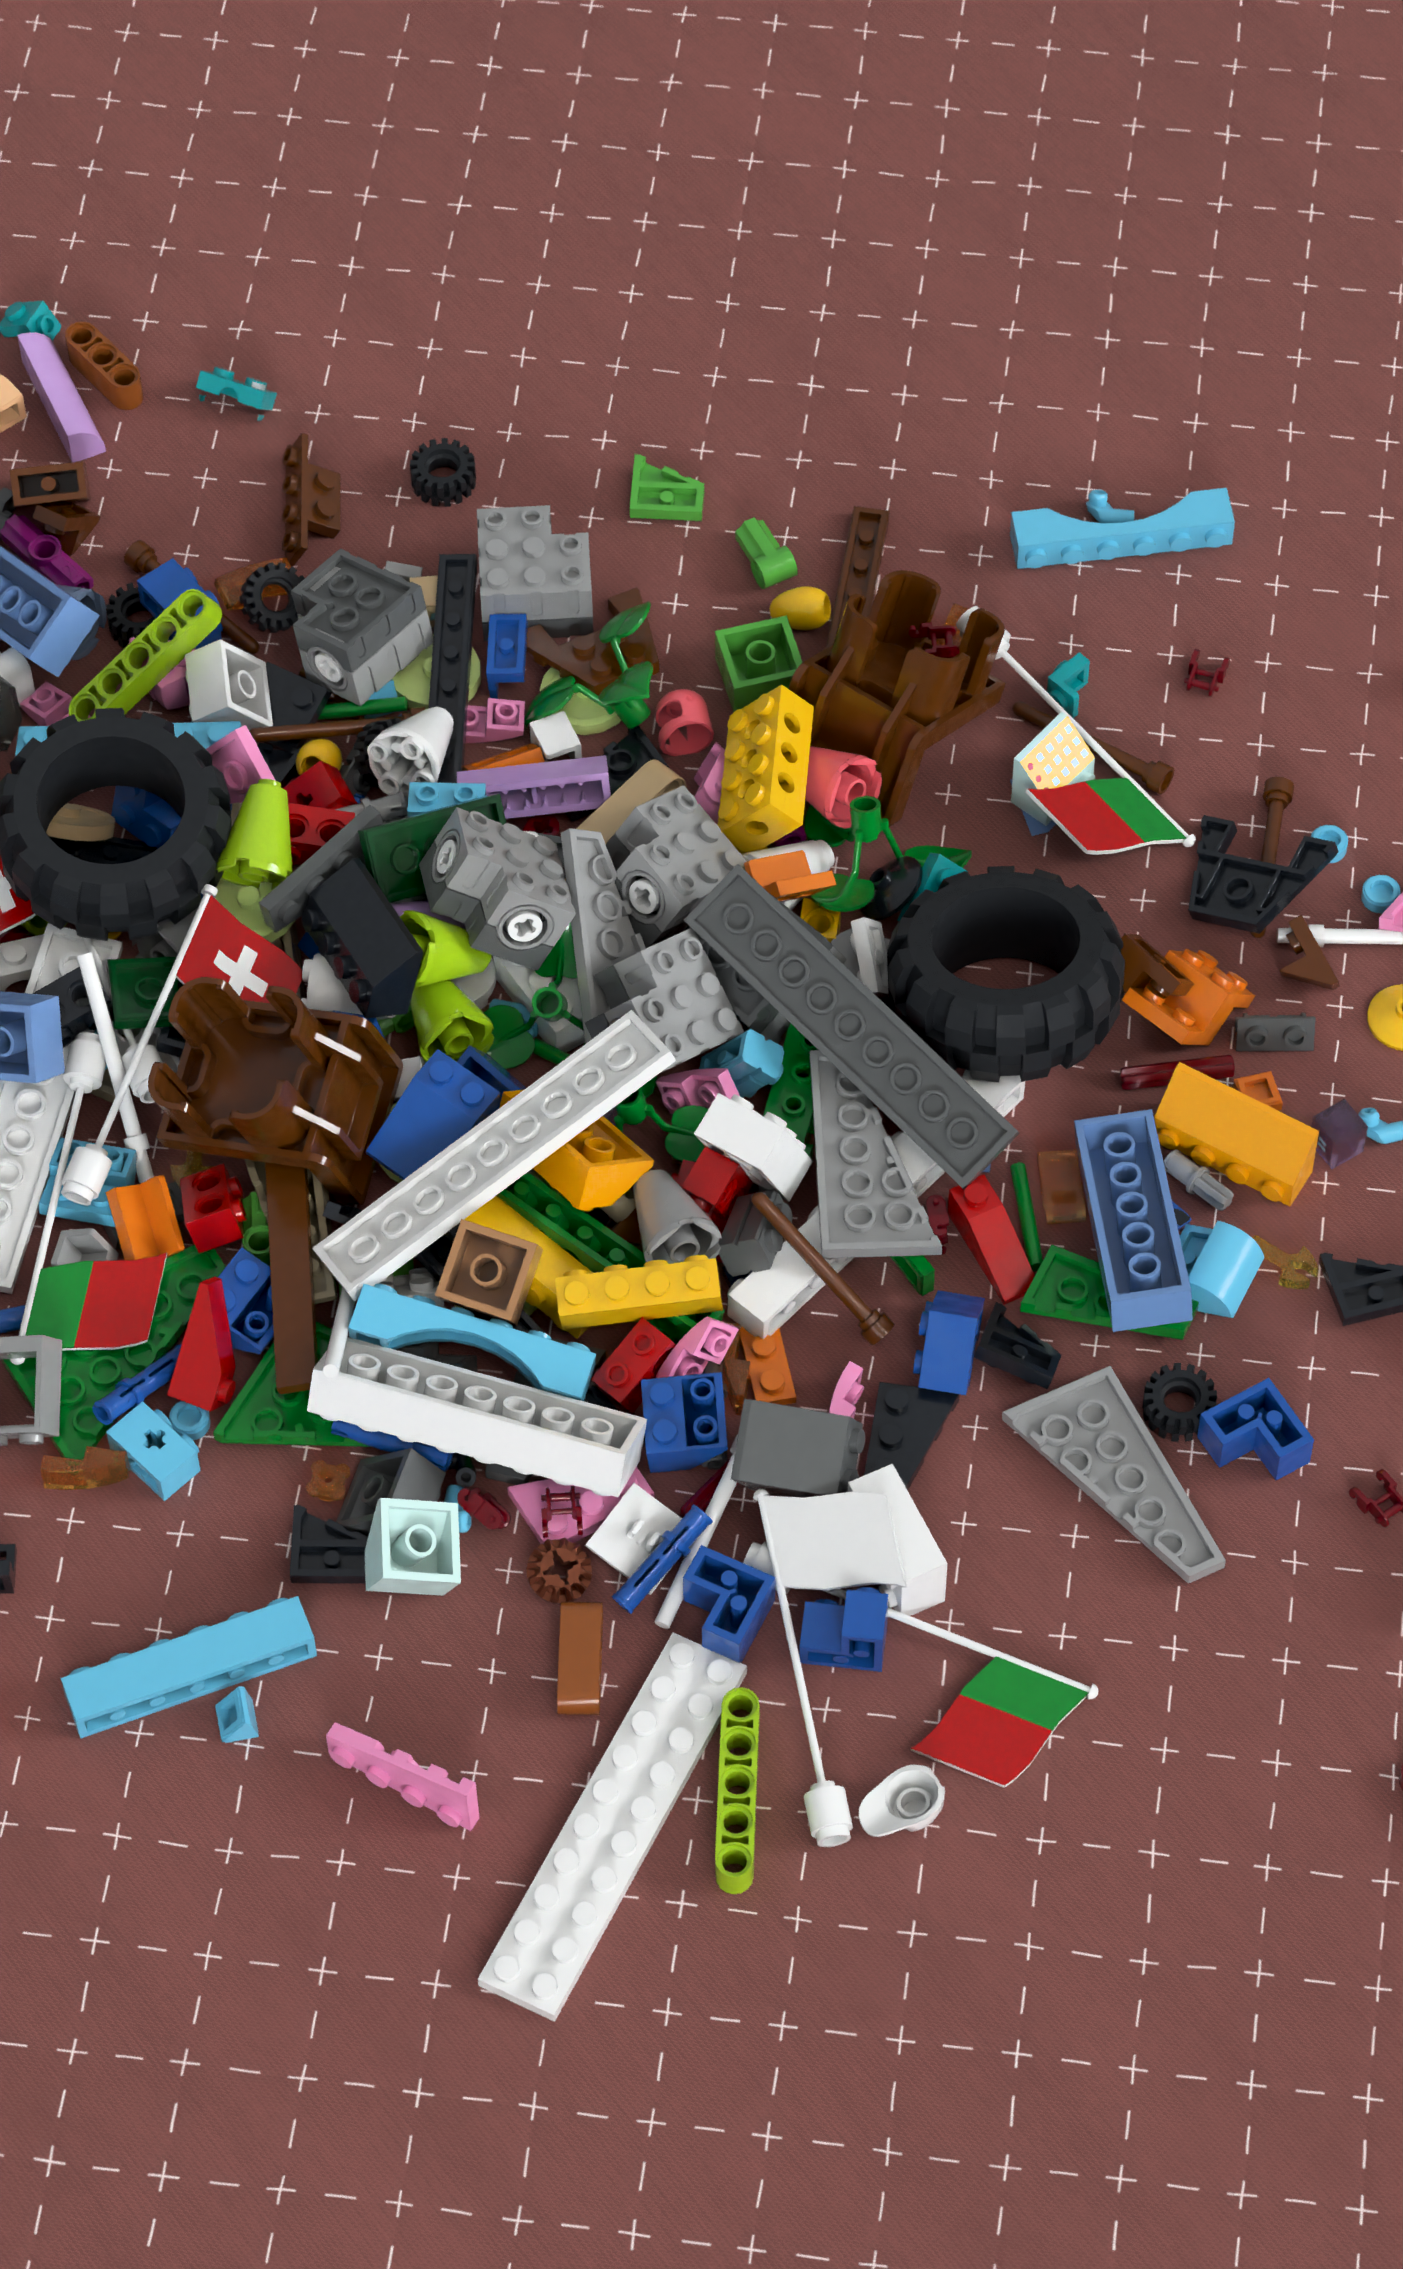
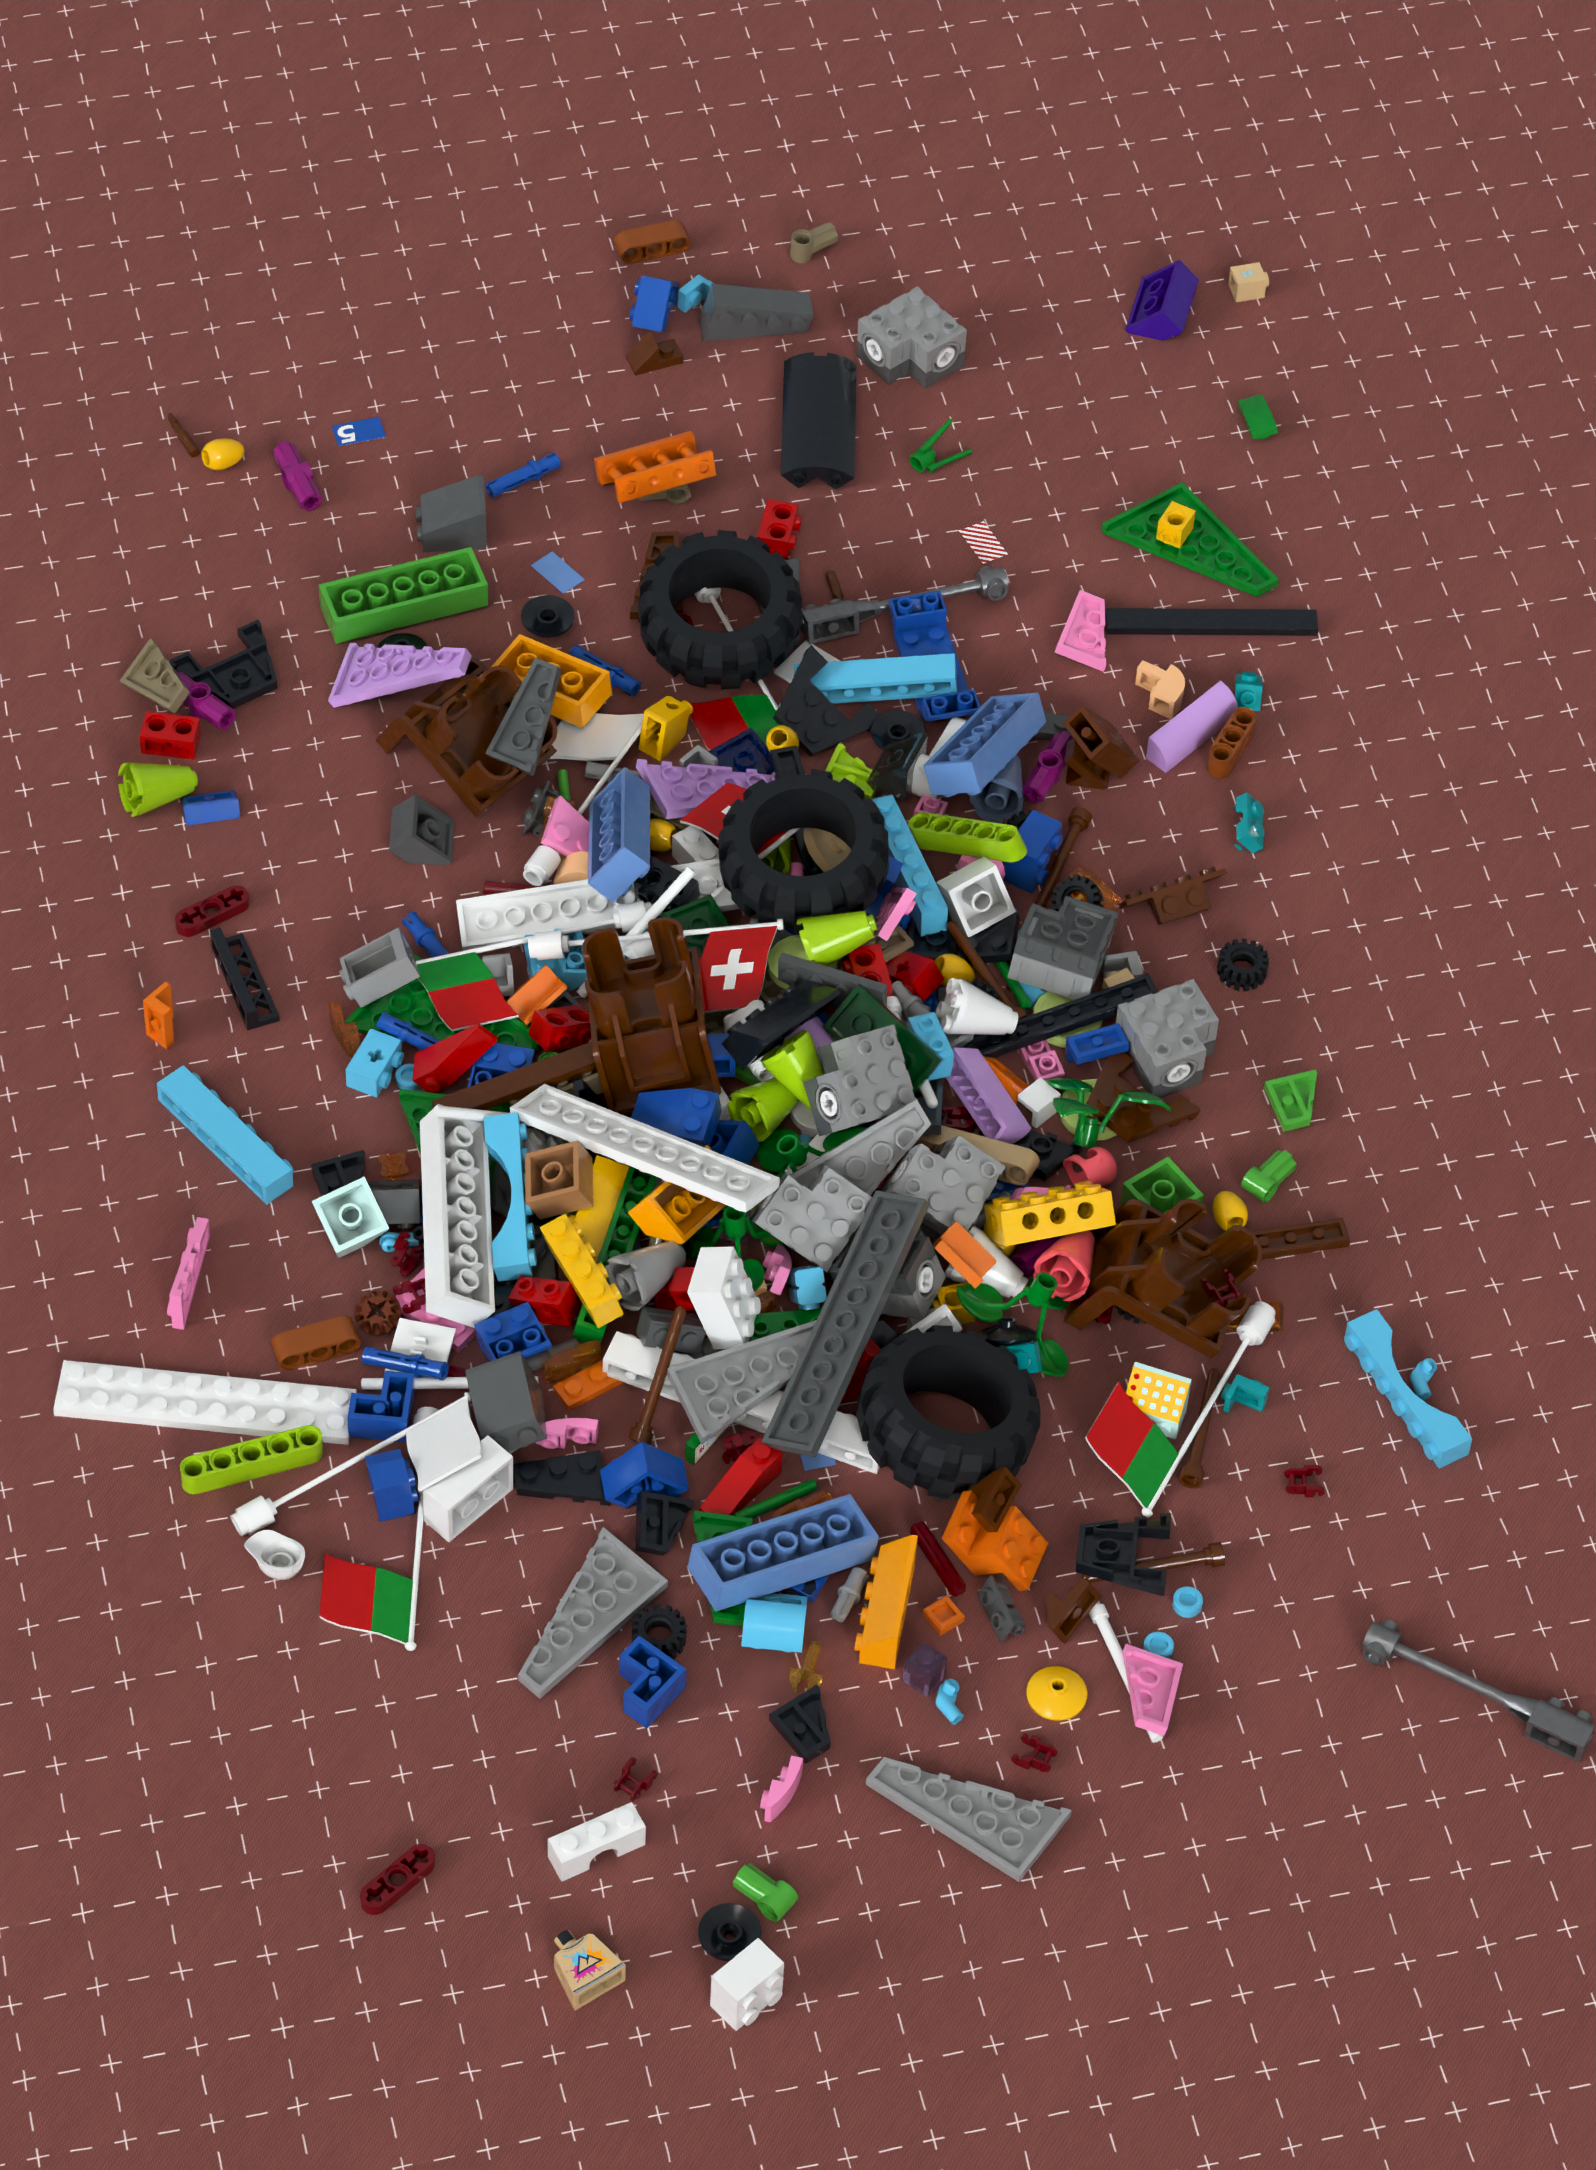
camera: 65 degrees right, 5 degrees down
(236, 1716) = (203, 1175): medium azure slope -> none
(703, 1343) = (564, 1328): bright pink slope -> none

